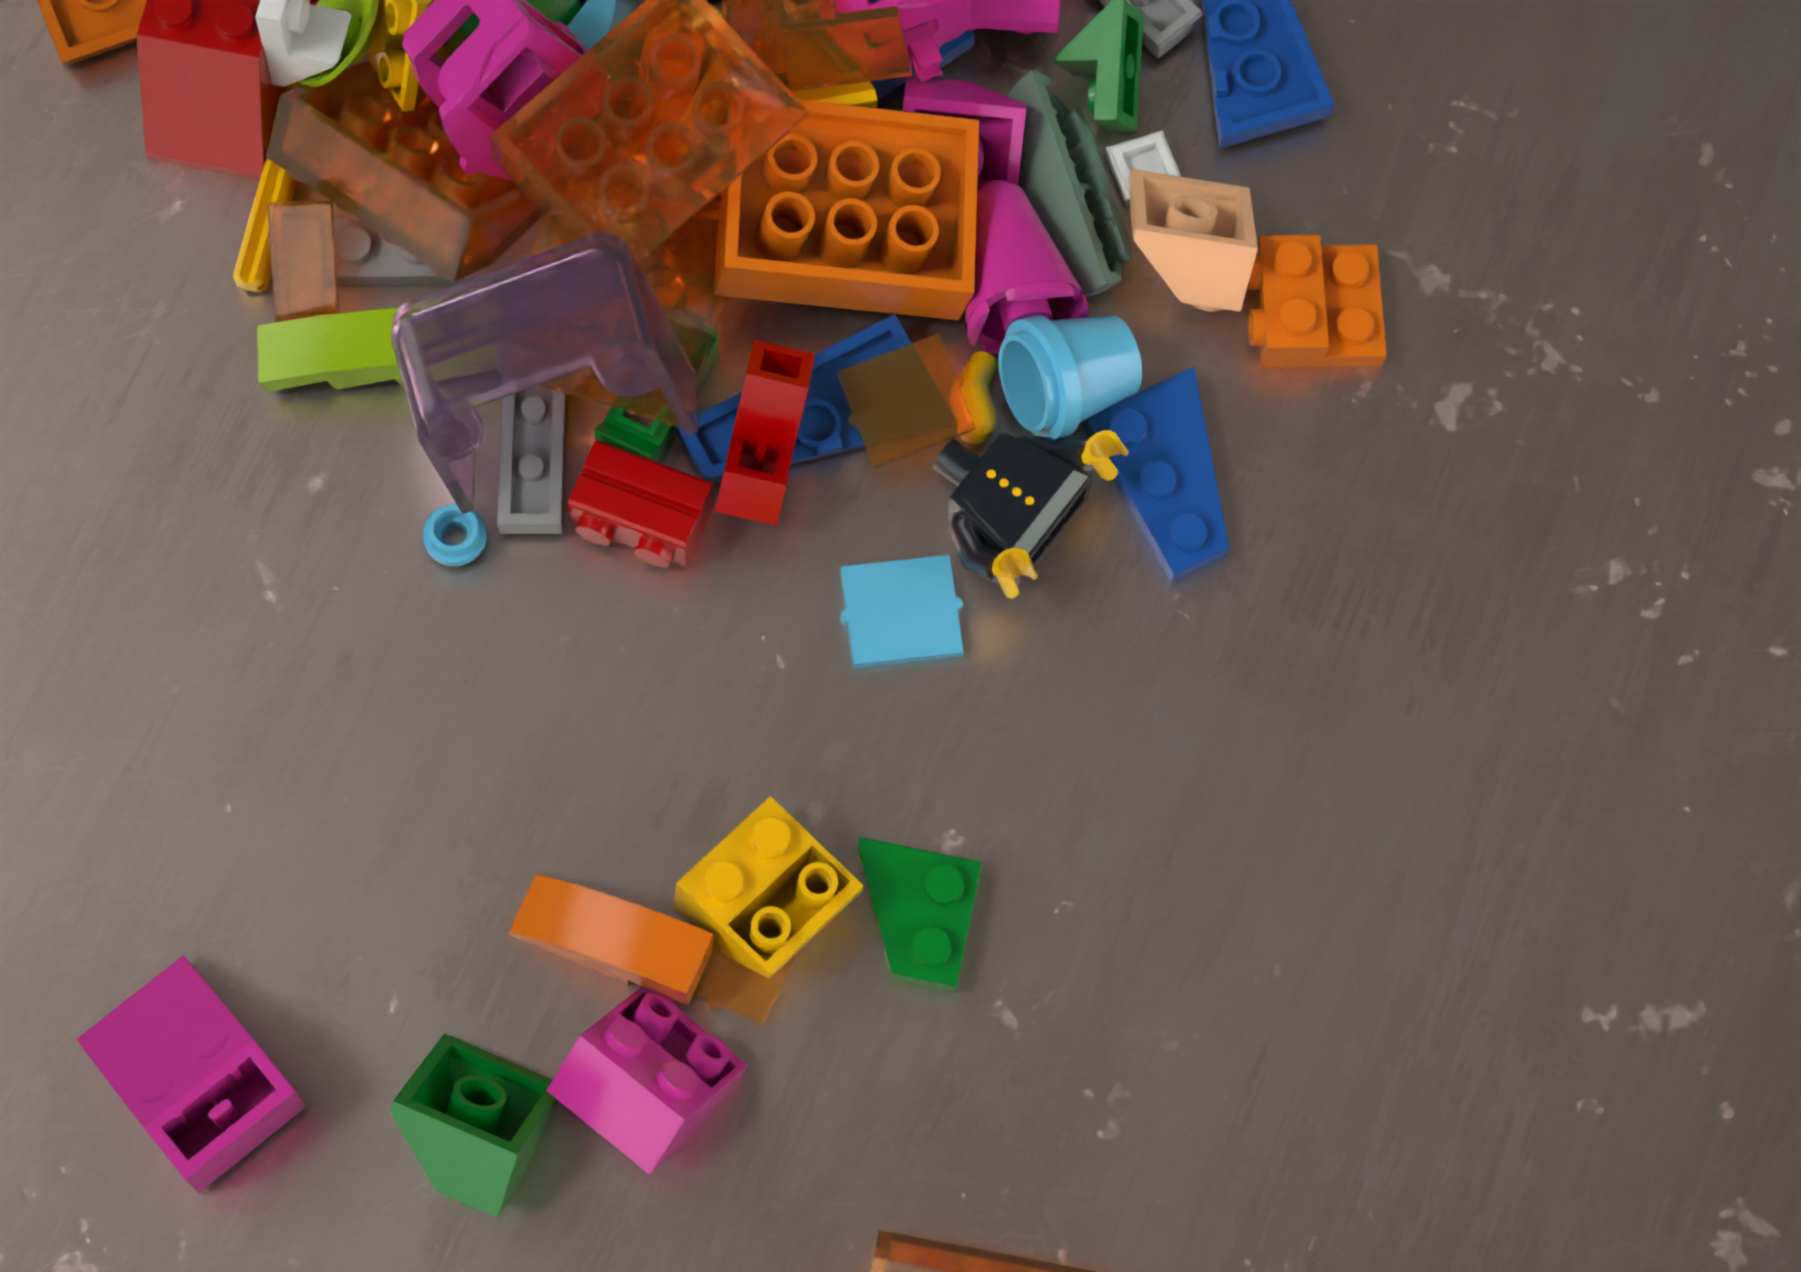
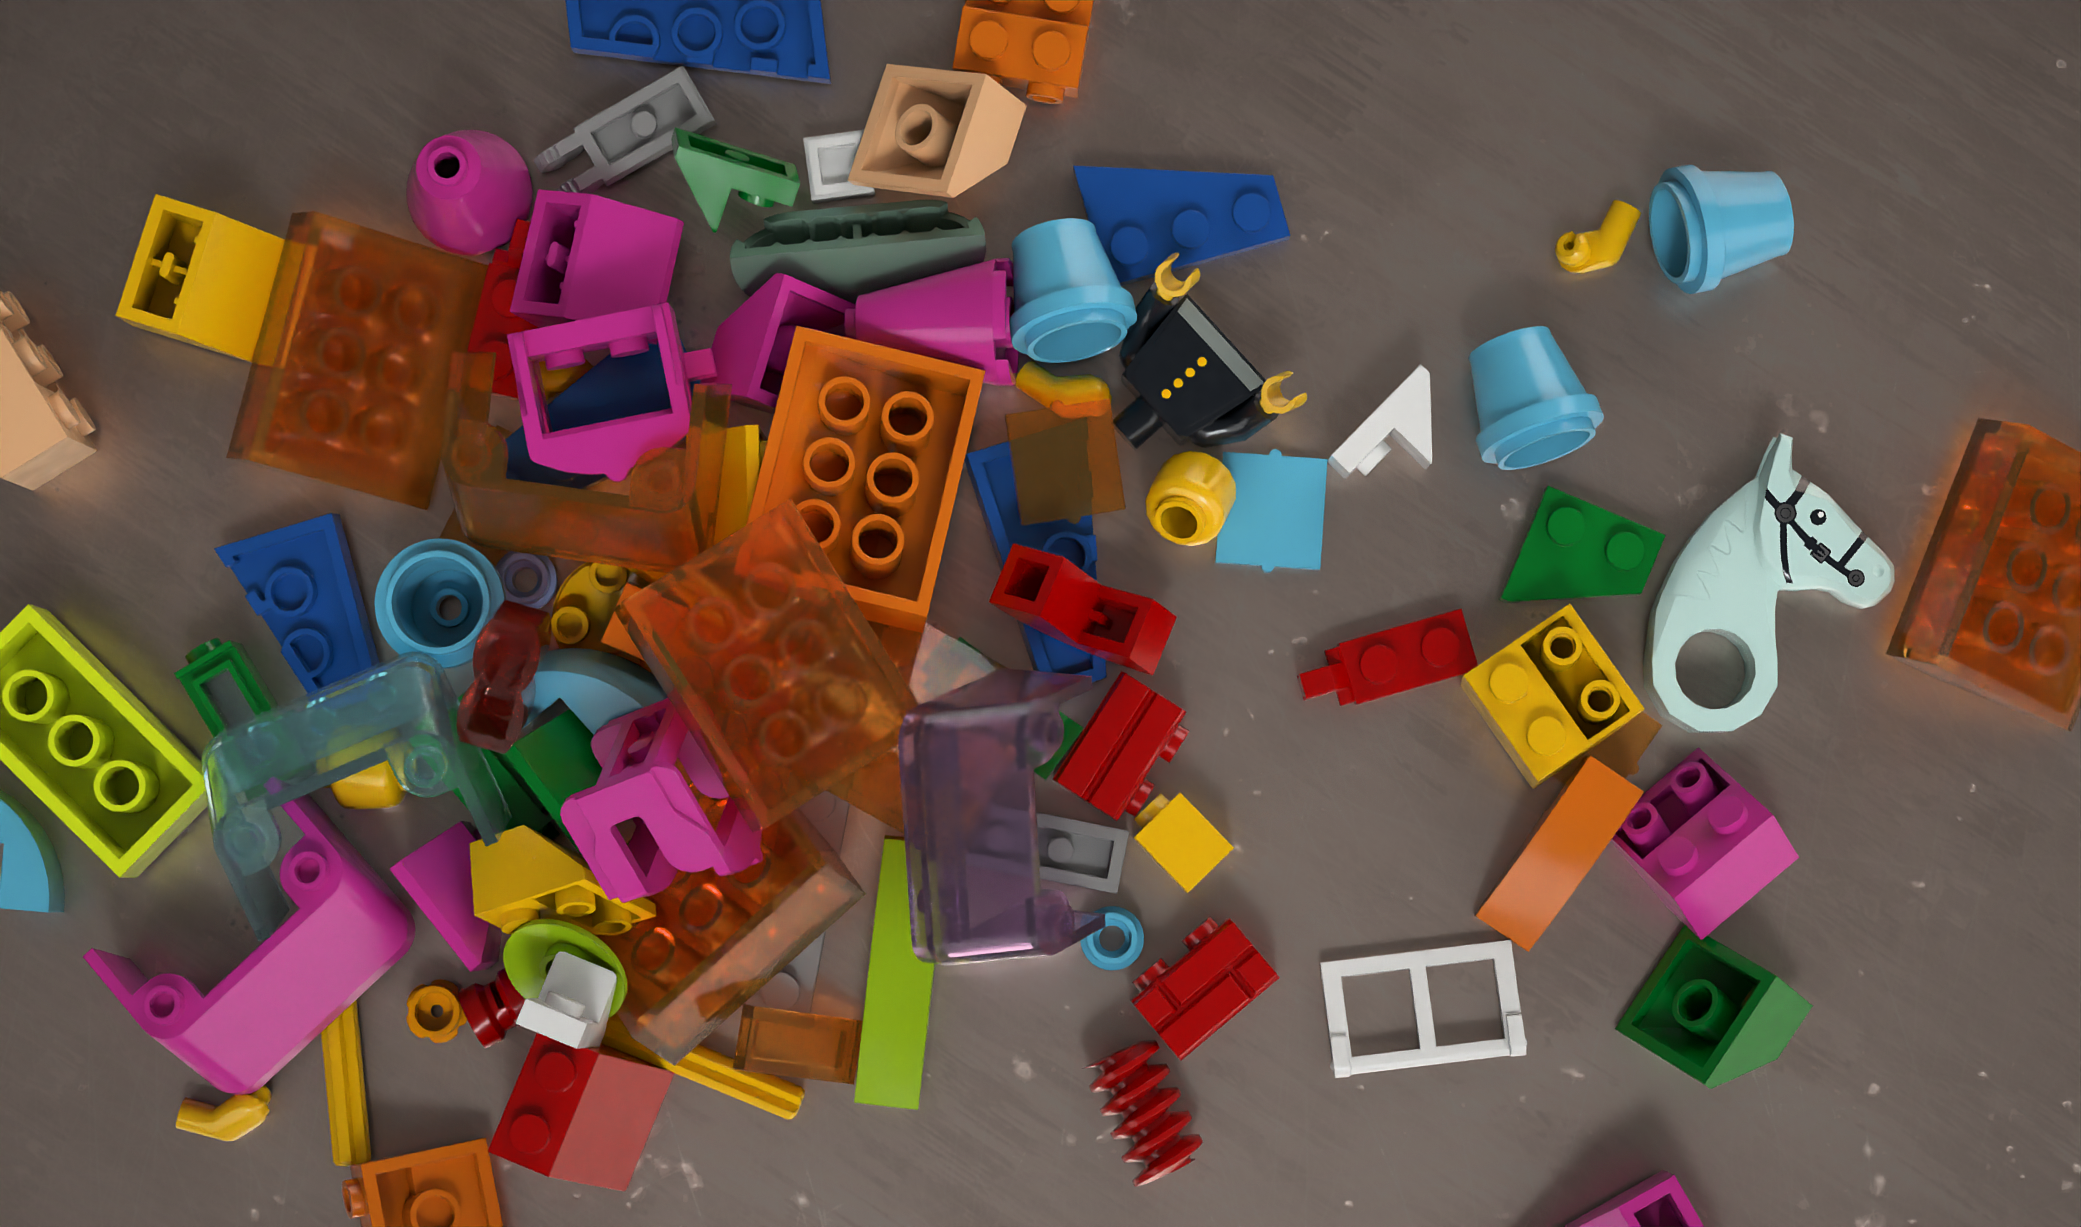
camera: 70 degrees left, 15 degrees up
(286, 585) = (1145, 1111): none -> red piece
(390, 851) = (1428, 1053): none -> white window
(419, 620) = (1202, 986): none -> red brick
(559, 575) = (1180, 840): none -> yellow brick
(776, 745) = (1394, 660): none -> red hinge
(894, 520) = (1190, 498): none -> yellow head
(930, 1054) = (1727, 578): none -> light aqua animal
(1021, 705) = (1403, 417): none -> white slope
(1060, 819) = (1529, 400): none -> medium azure piece
(1232, 870) = (1599, 247): none -> yellow arm
(1284, 973) = (1717, 224): none -> medium azure piece

